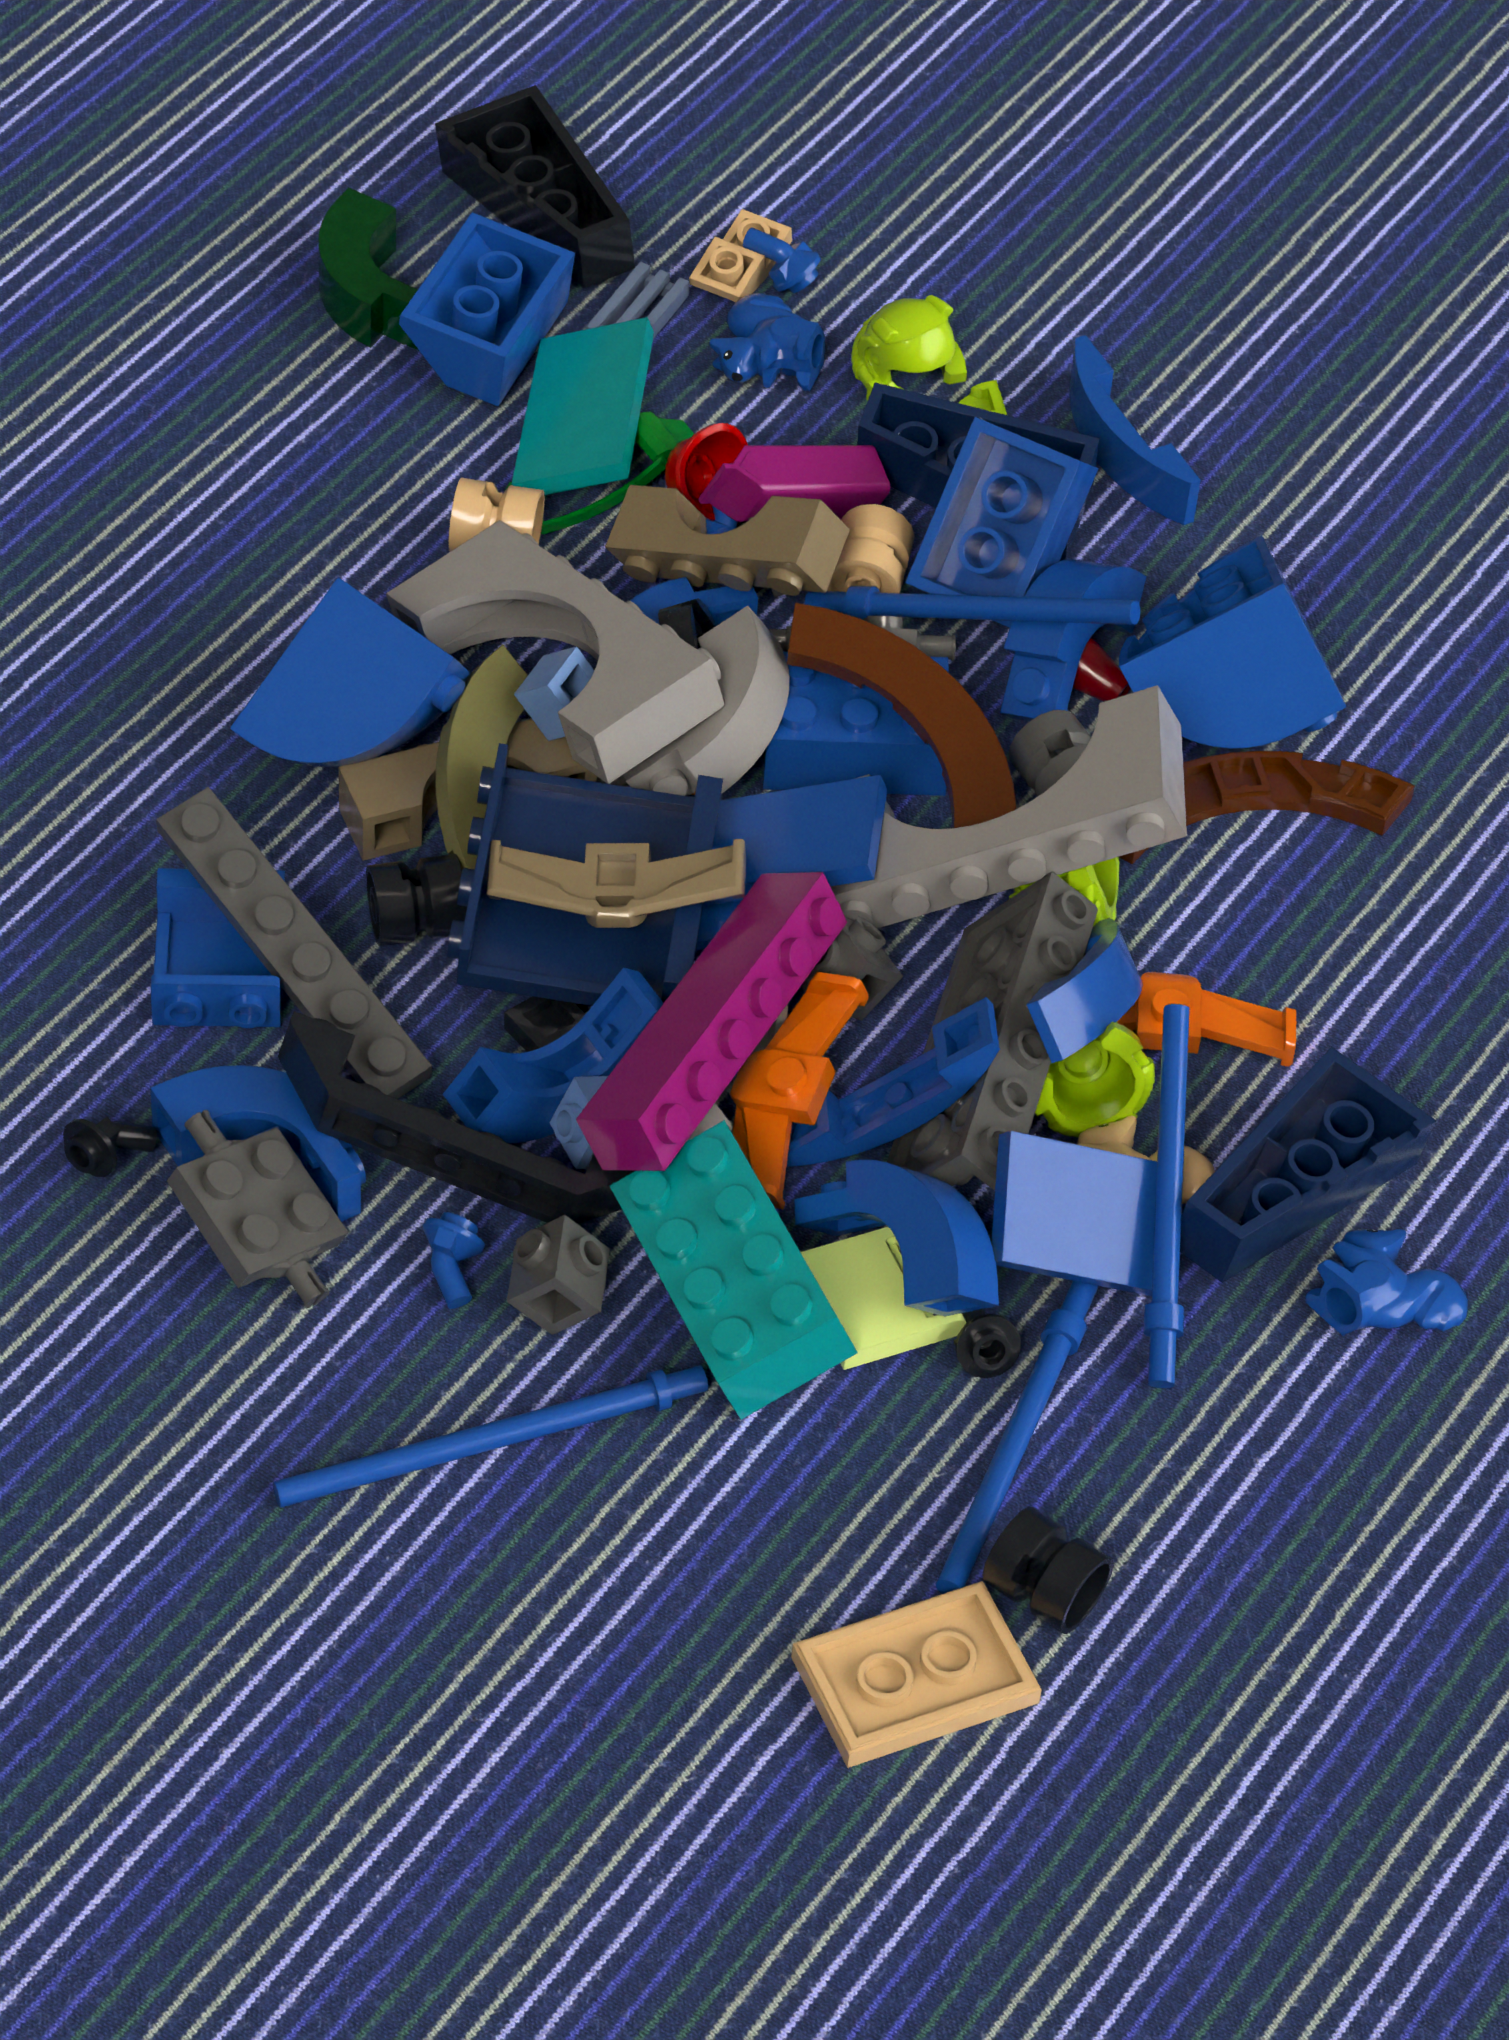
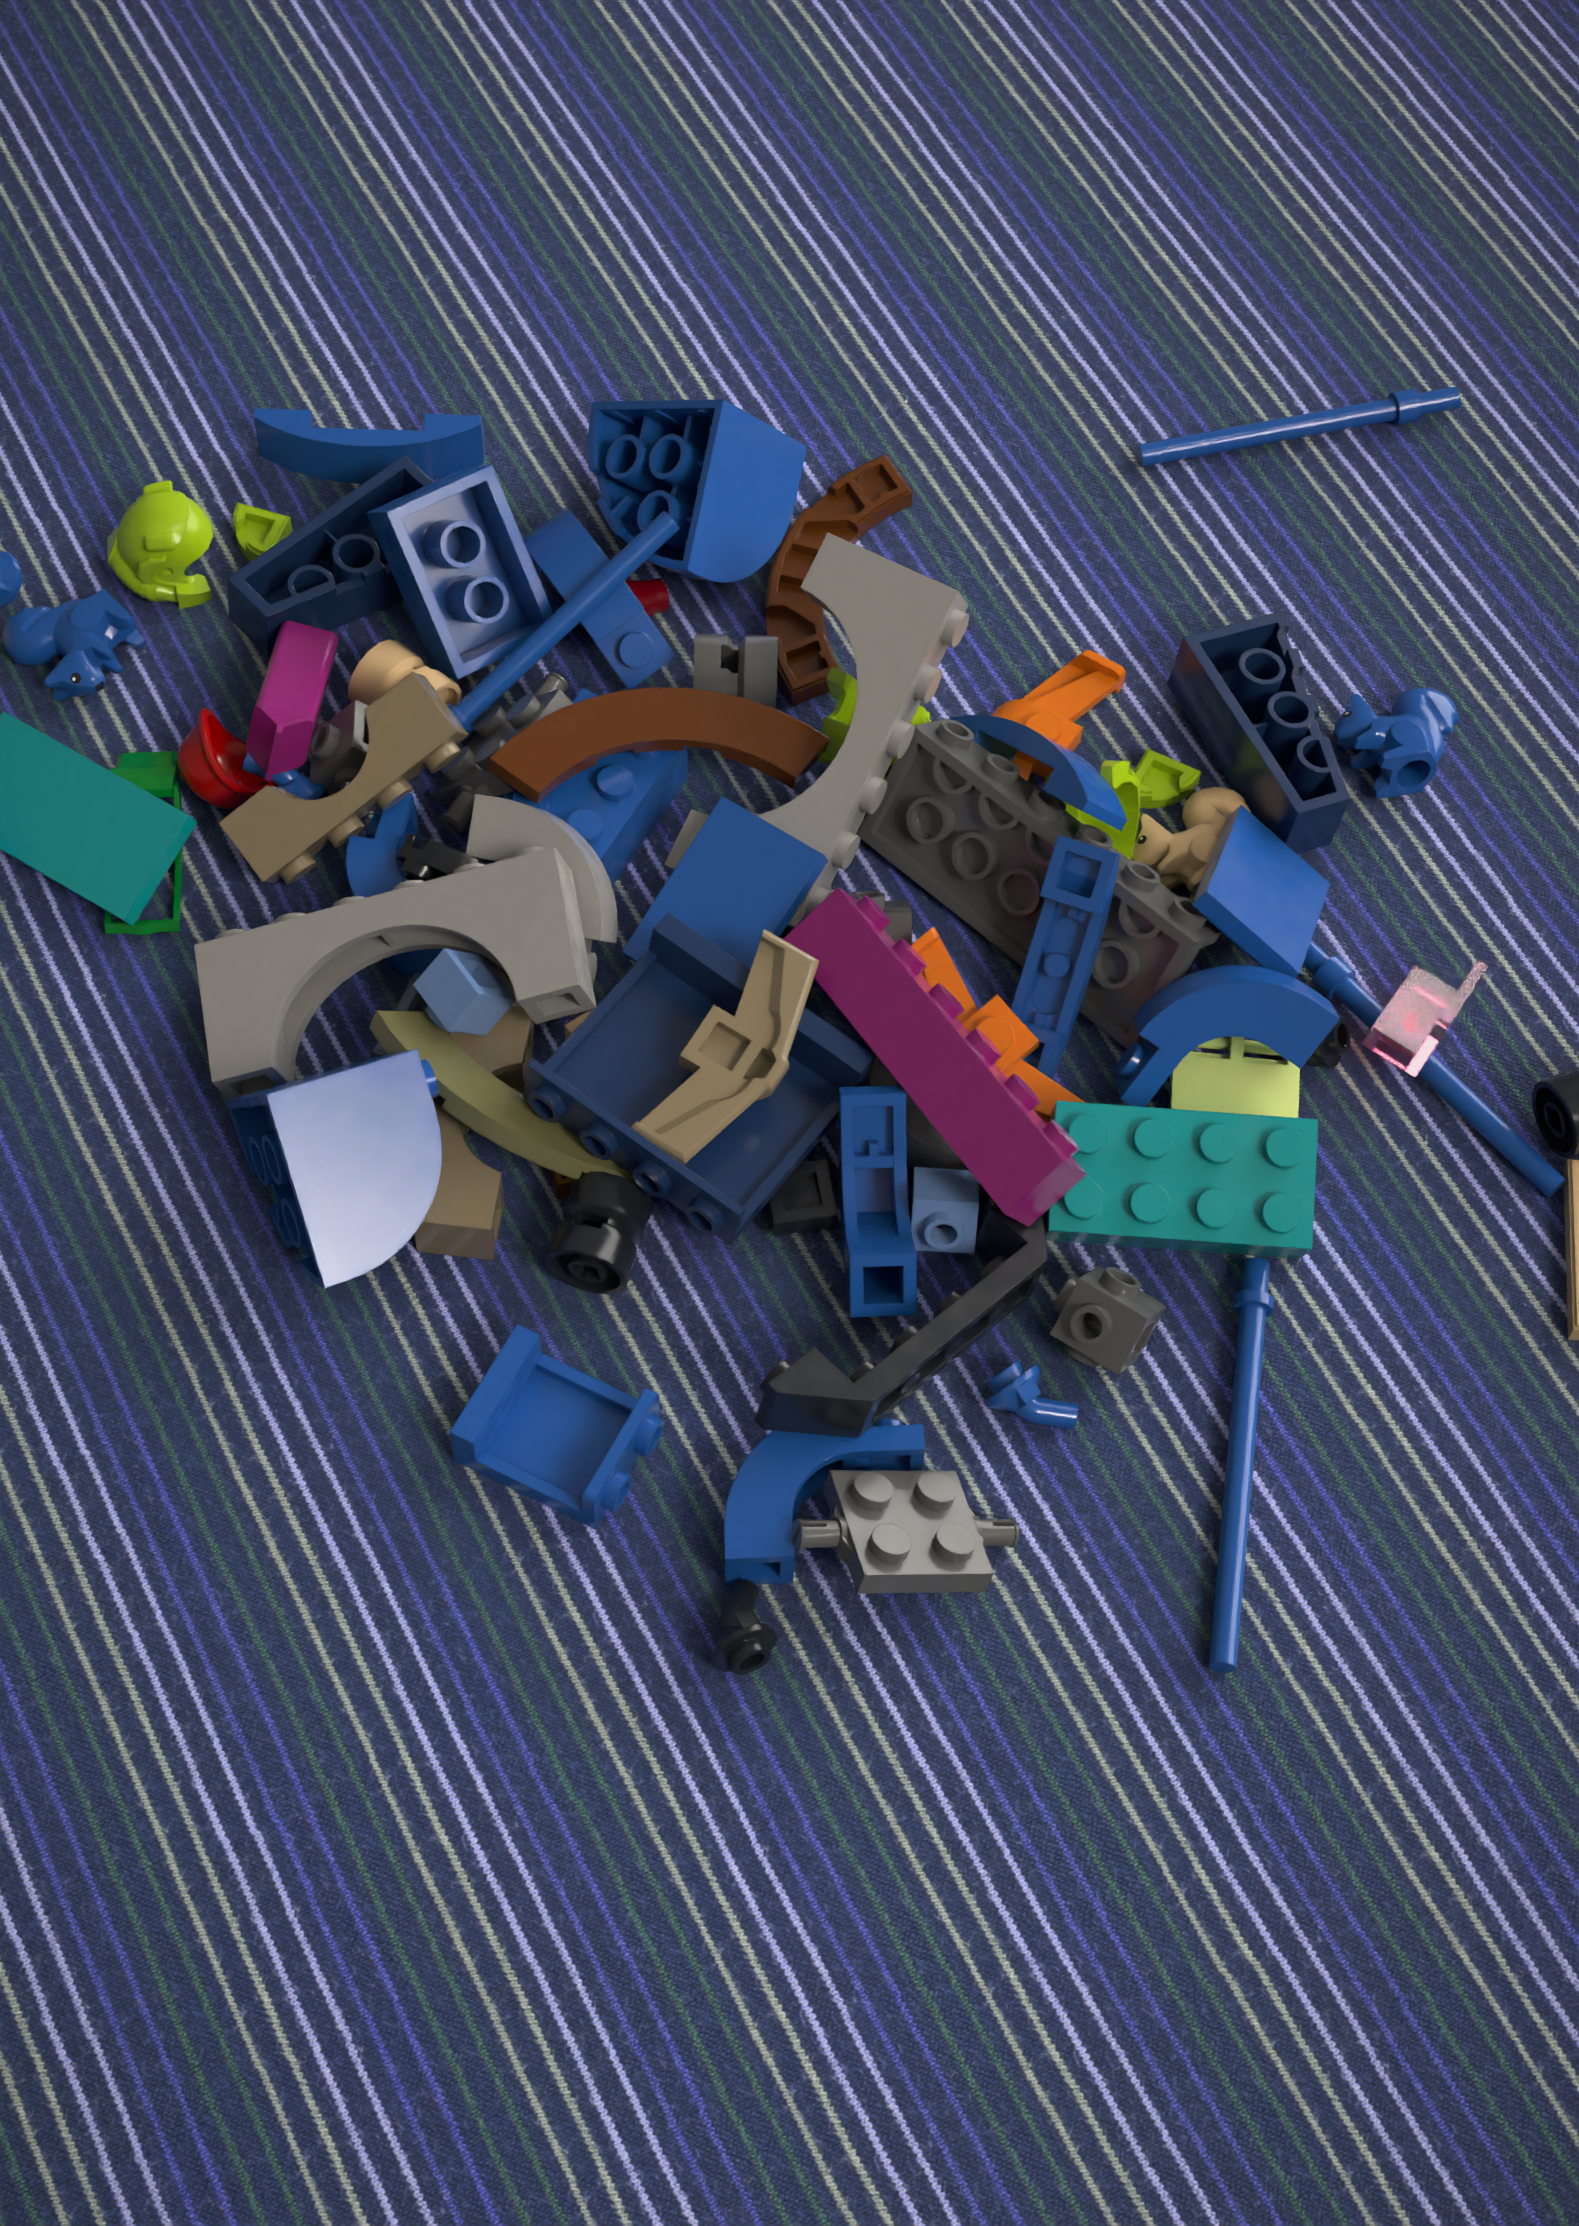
camera: 60 degrees left, 10 degrees up
(291, 942) = (601, 1359): dark grey plate -> none
(480, 505) = (155, 961): tan wheel -> none
(1052, 1401) = (1419, 1017): none -> clear pink panel
(1164, 1315) = (1364, 897): blue bar -> none
(1203, 1127) = (1164, 780): none -> lime tile

